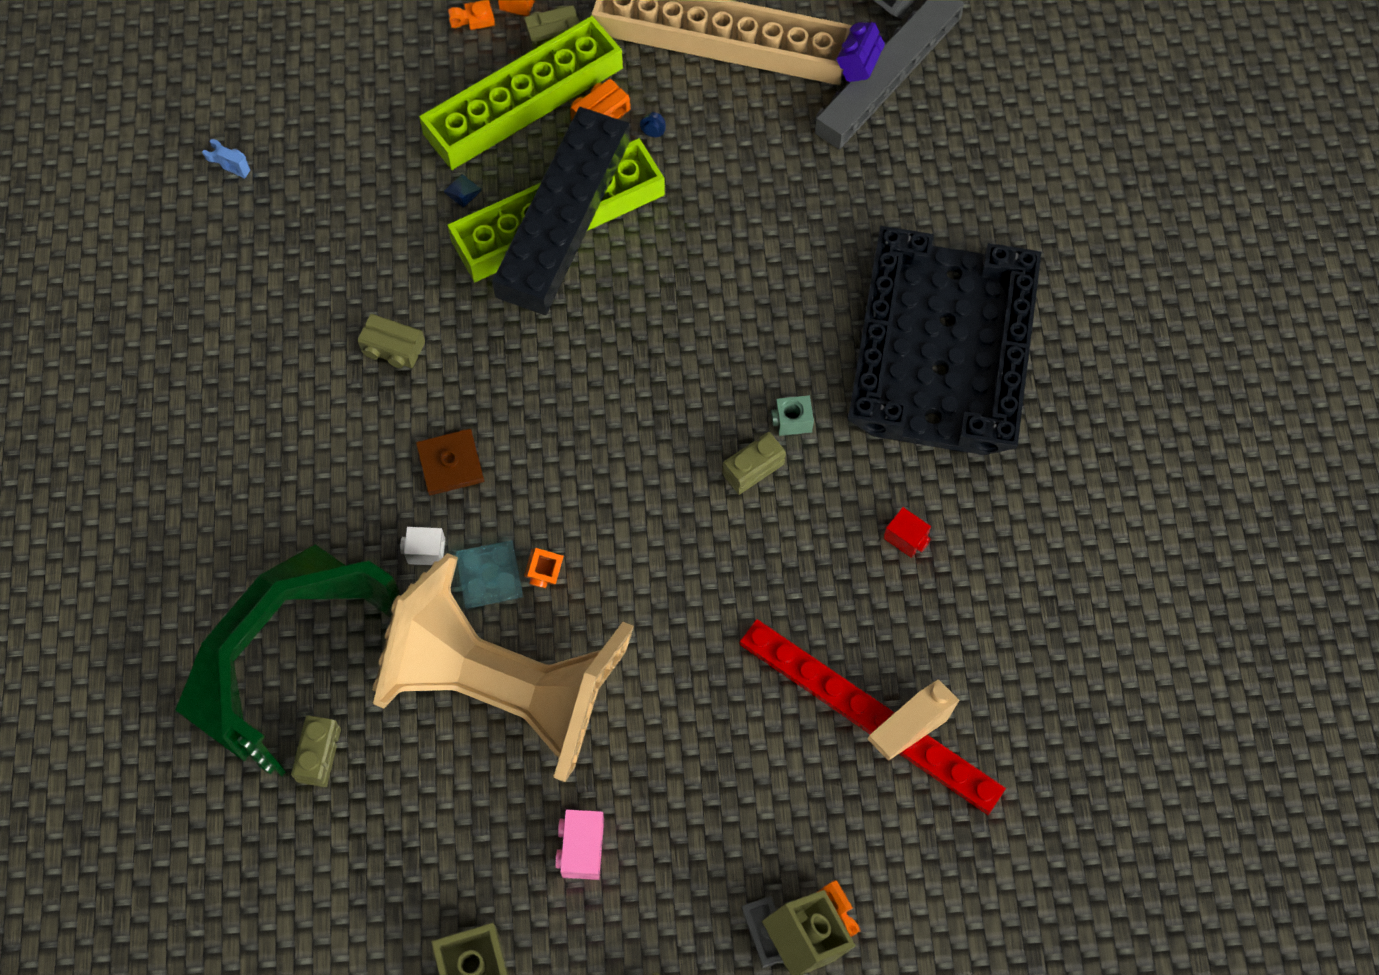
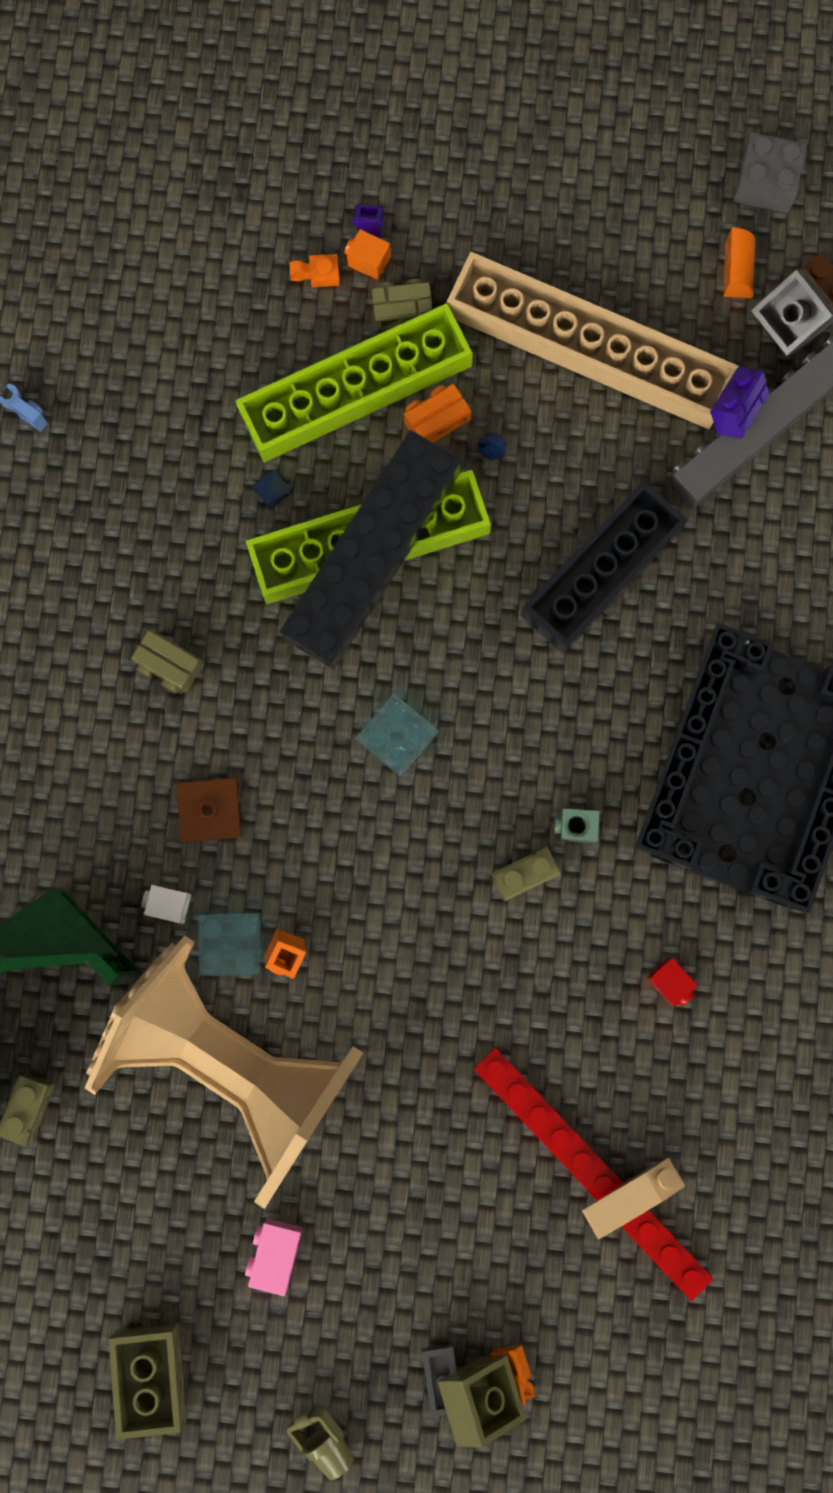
camera: 15 degrees right, 15 degrees up
(613, 368) = (397, 735): none -> clear light blue plate
(770, 202) = (603, 567): none -> black brick

